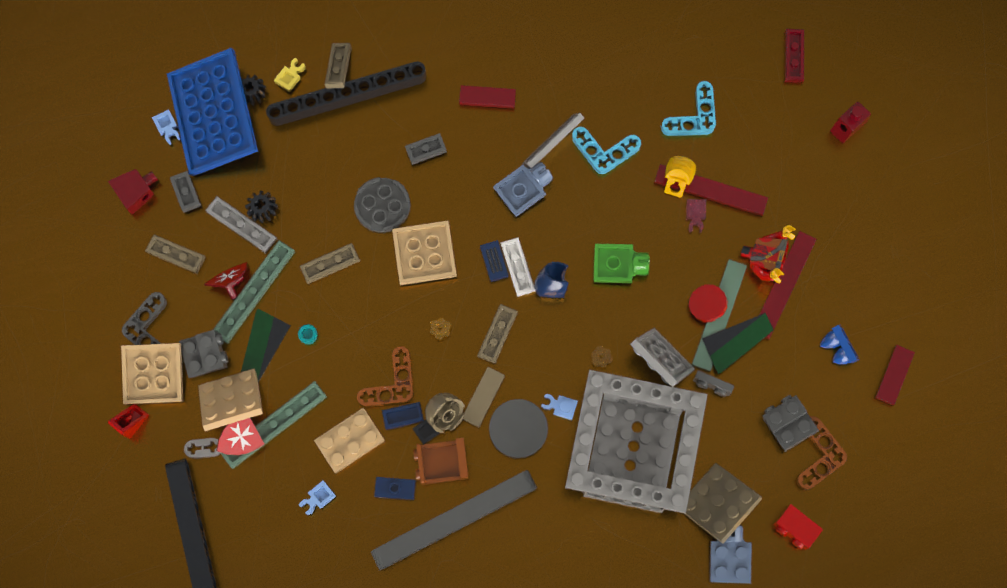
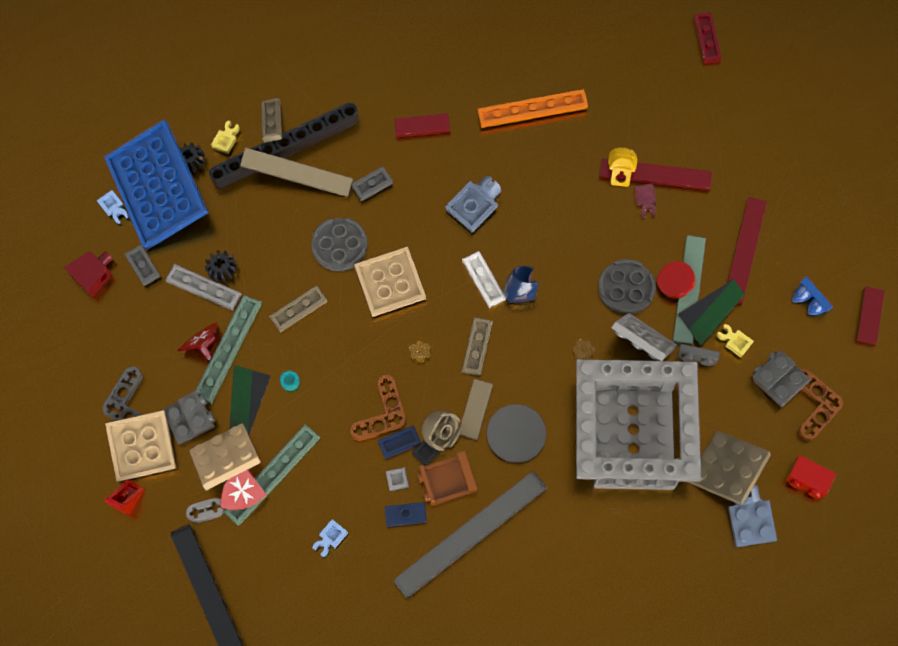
camera: 10 degrees left, 5 degrees down
(175, 254) = (143, 327): dark tan tile -> none
(349, 440) = (351, 476): tan plate -> none
(352, 124) = (296, 172): none -> dark tan tile
(393, 452) = (397, 479): none -> light grey tile
(494, 261) = (459, 277): dark blue tile -> none
(553, 140) = (494, 154): light grey tile -> none
(563, 407) = (556, 404): light blue plate -> none
(600, 155) = (544, 161): medium azure beam -> none
(601, 99) = (532, 108): none -> orange plate
(619, 263) = (582, 257): bright green plate -> none
(657, 300) = (626, 287): none -> dark grey tile
(697, 121) = (629, 112): medium azure beam -> none
(755, 378) = (737, 342): none -> light yellow plate
(769, 254) = (725, 222): torso -> none
(853, 120) = (777, 83): dark red torso -> none

